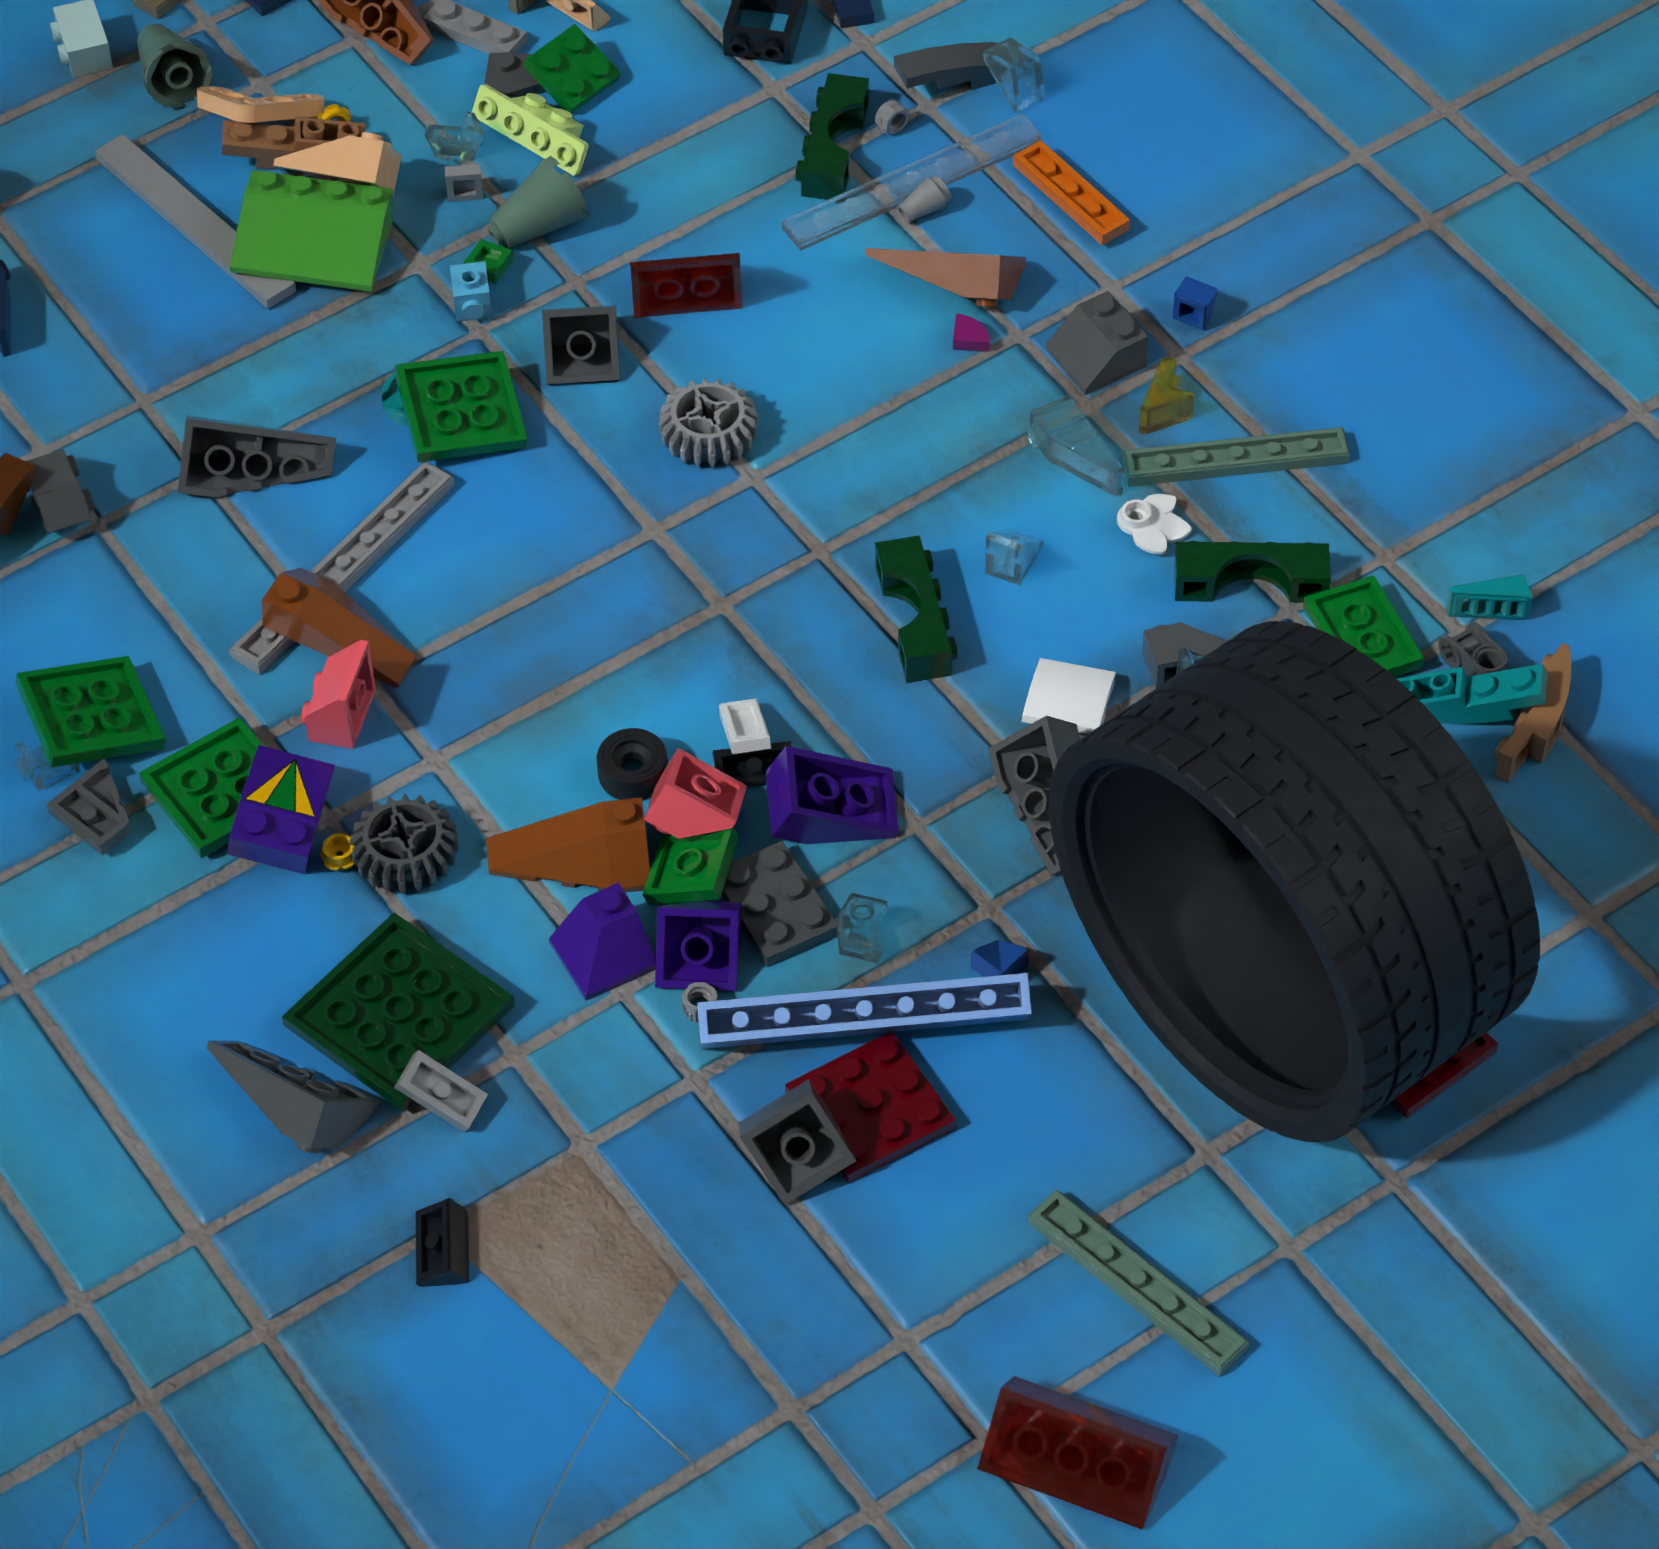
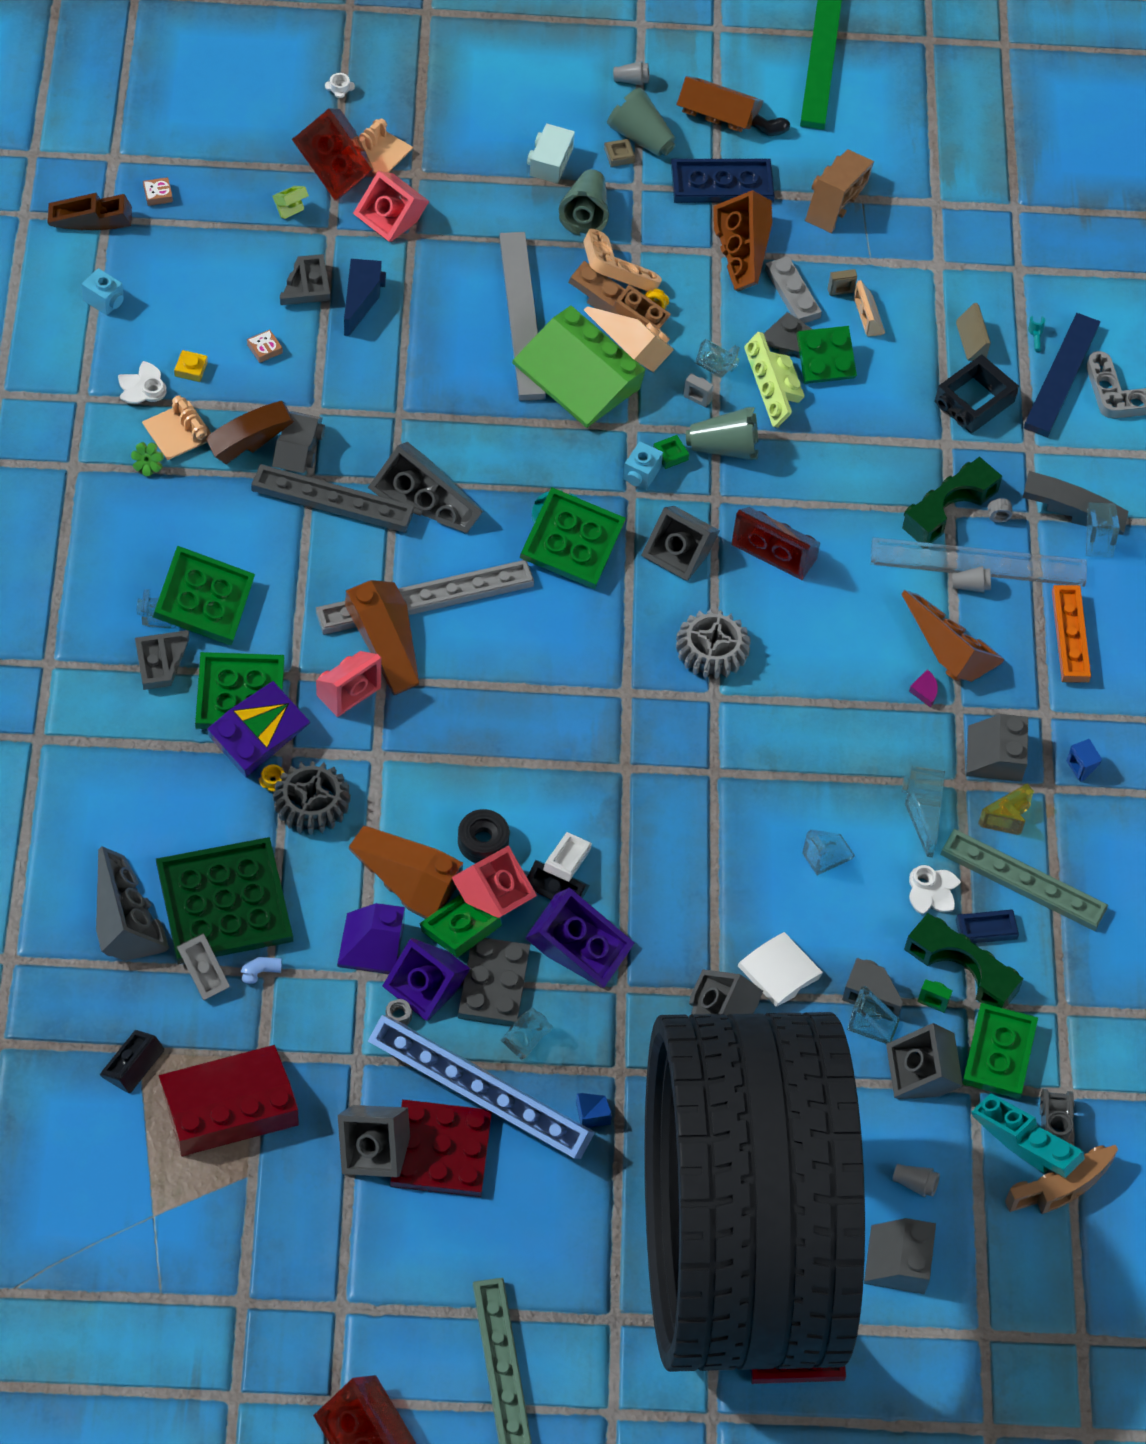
camera: 30 degrees right, 5 degrees up
(146, 526) = (332, 498): none -> dark grey plate
(500, 1052) = (259, 965): none -> light blue arm
(592, 1211) = (229, 1100): none -> dark red slope
(923, 643) = (721, 874): dark green arch -> none
(1242, 521) = (988, 926): none -> dark blue tile
(1250, 614) = (935, 995): none -> green plate
(1491, 599) = (1102, 1084): teal slope -> none

